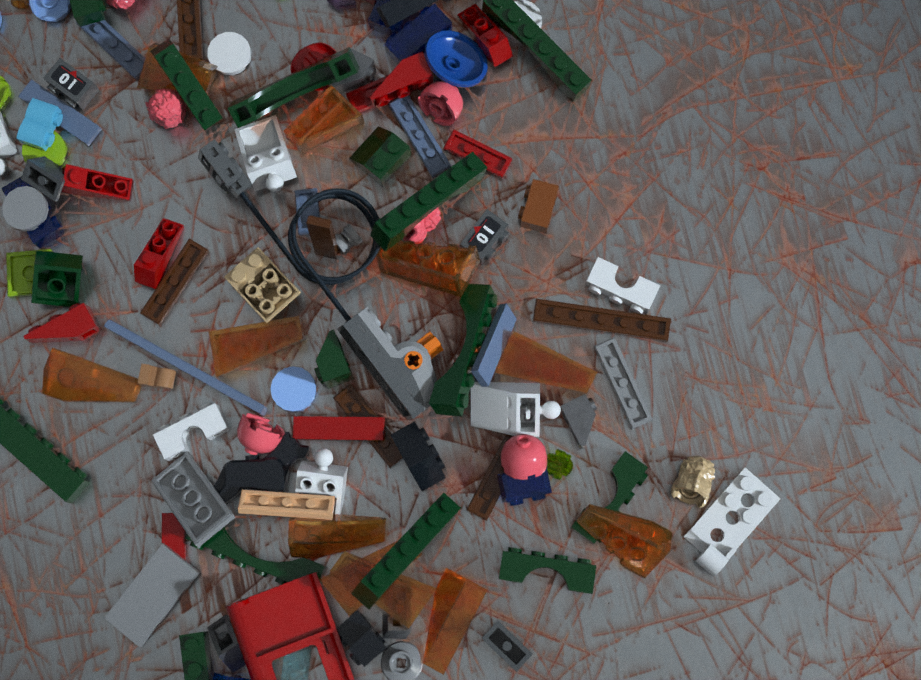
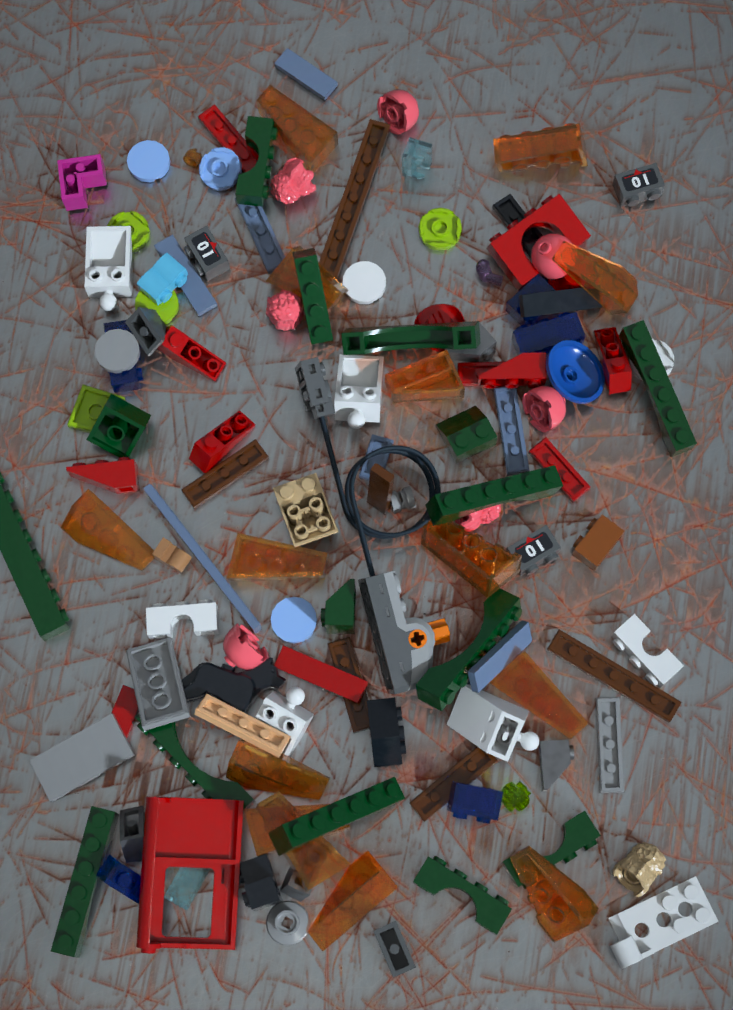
camera: 20 degrees right, 5 degrees down
(523, 457) = (484, 774): coral cylinder -> none

